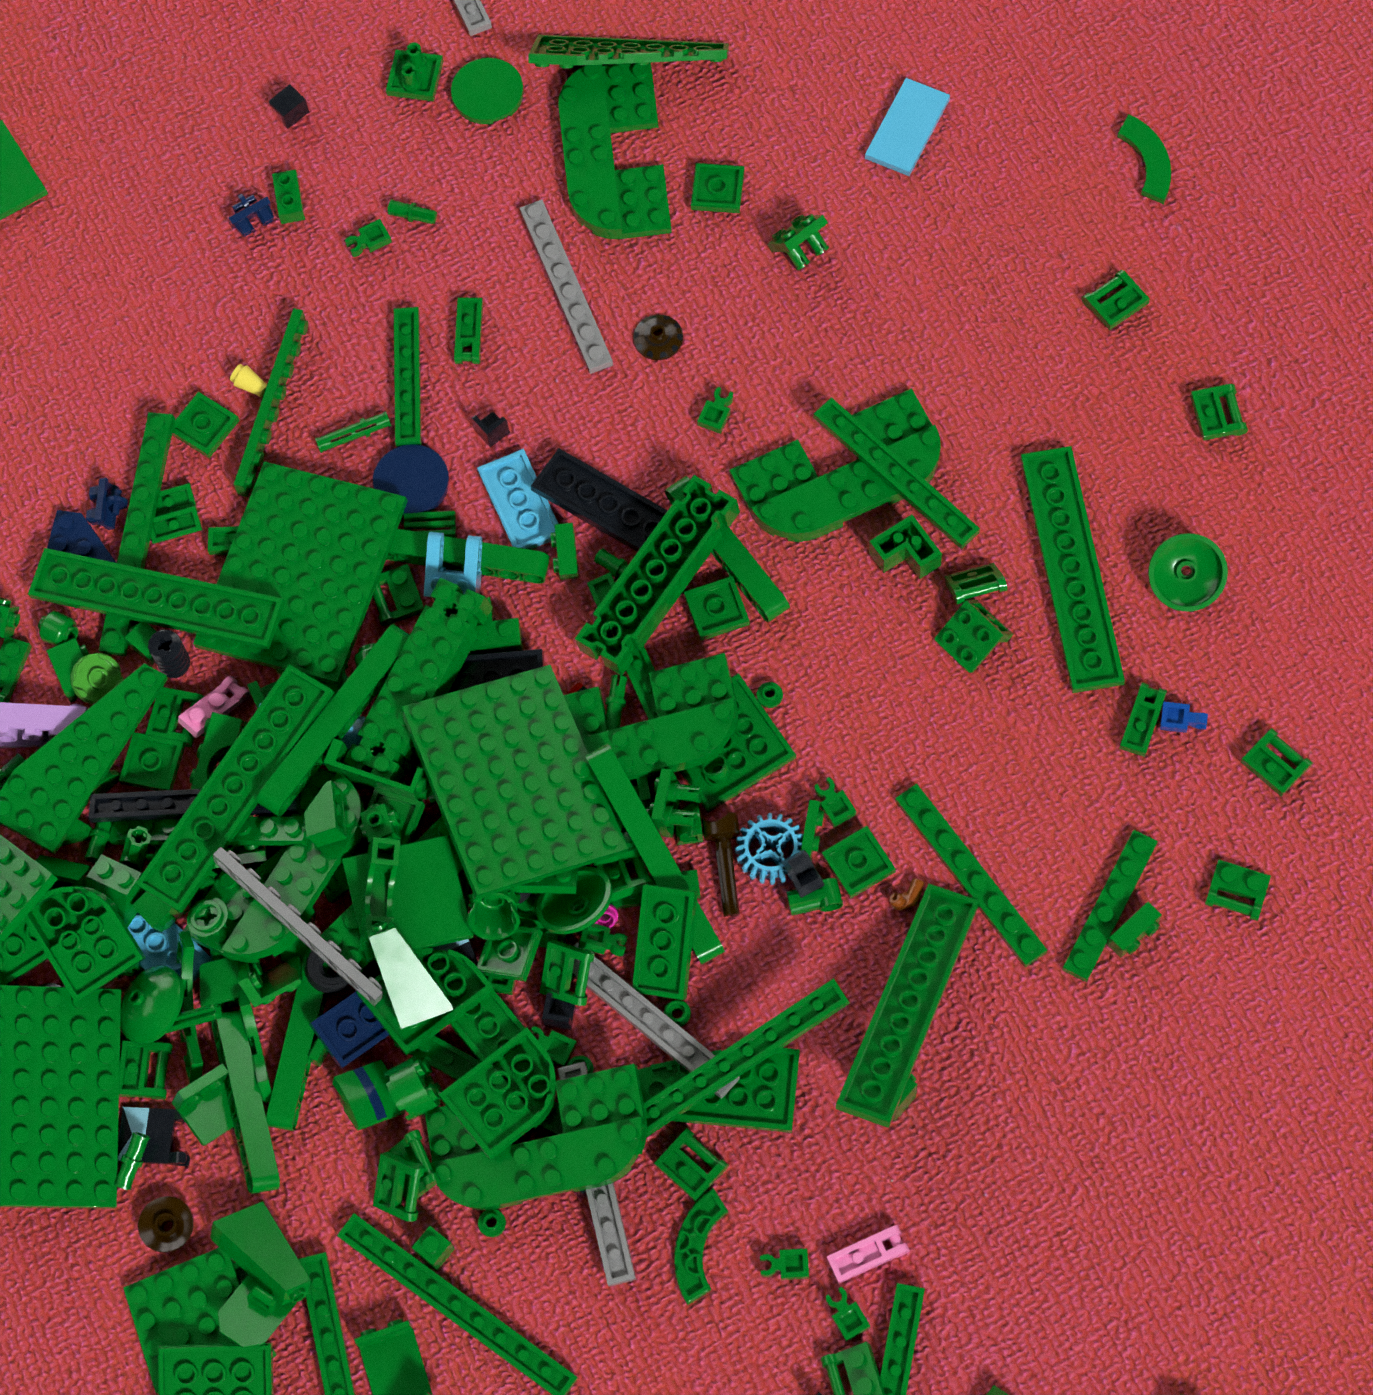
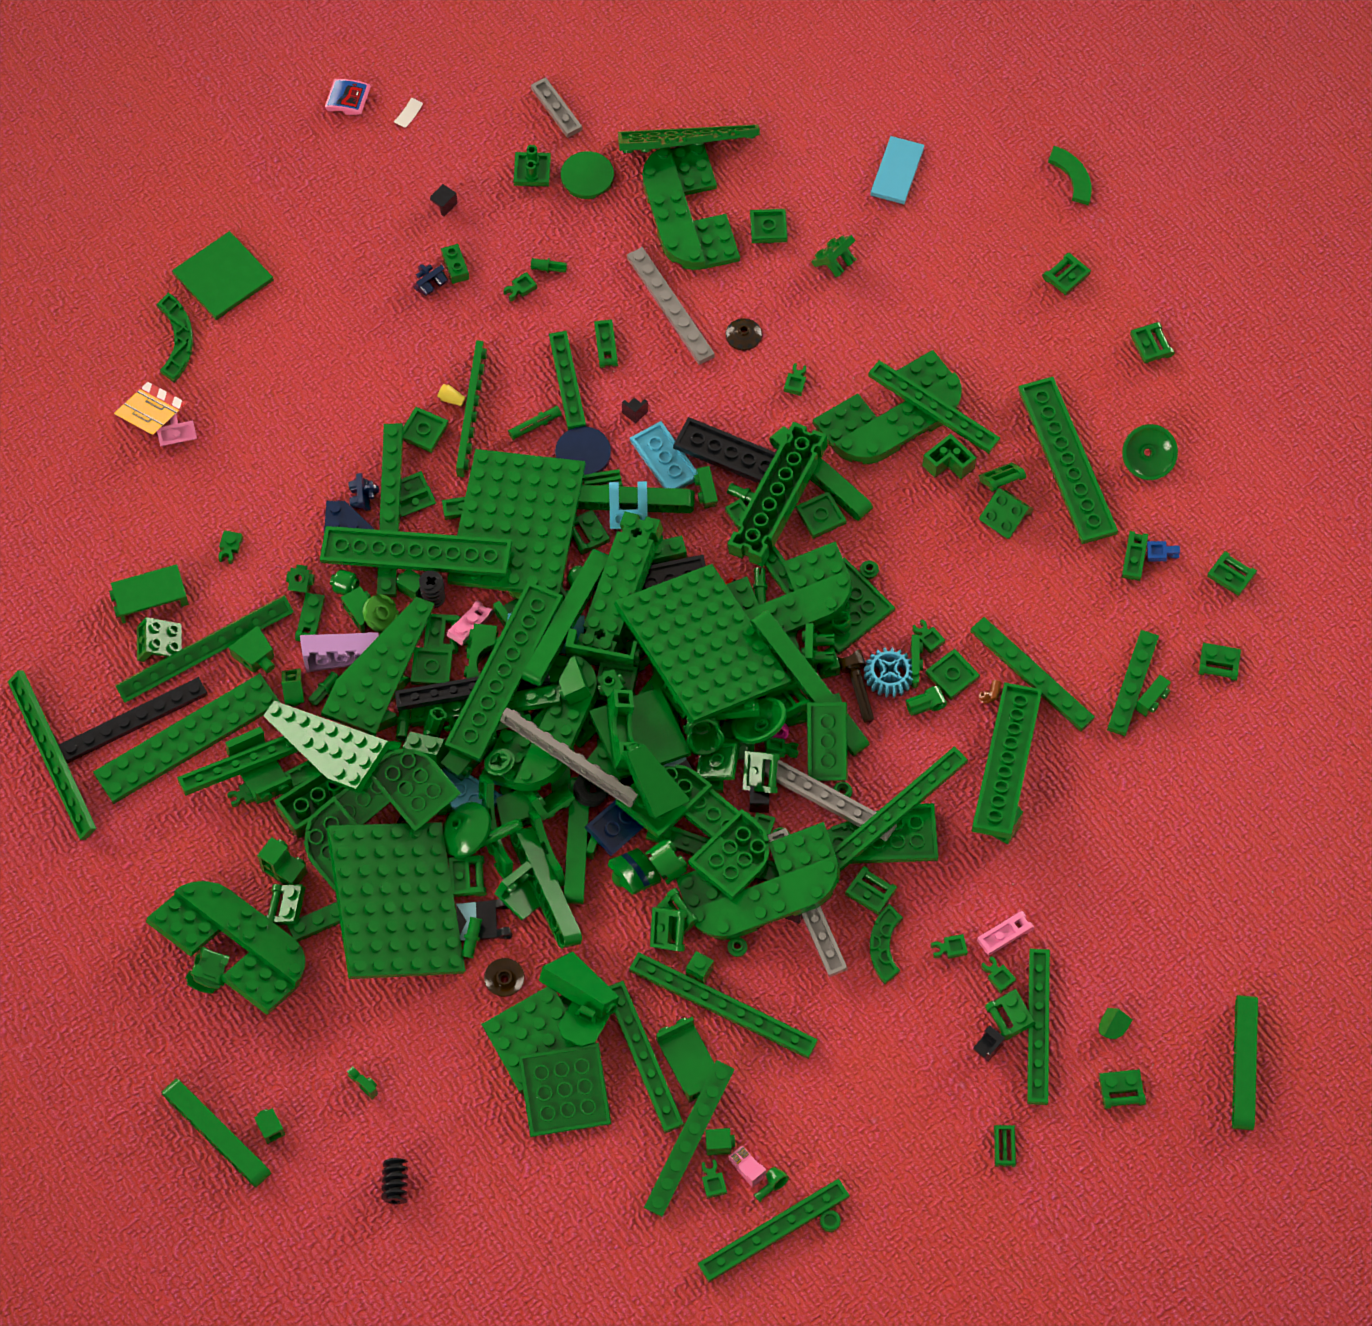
camera: 15 degrees left, 5 degrees down
(802, 873) = (915, 685): black panel -> none

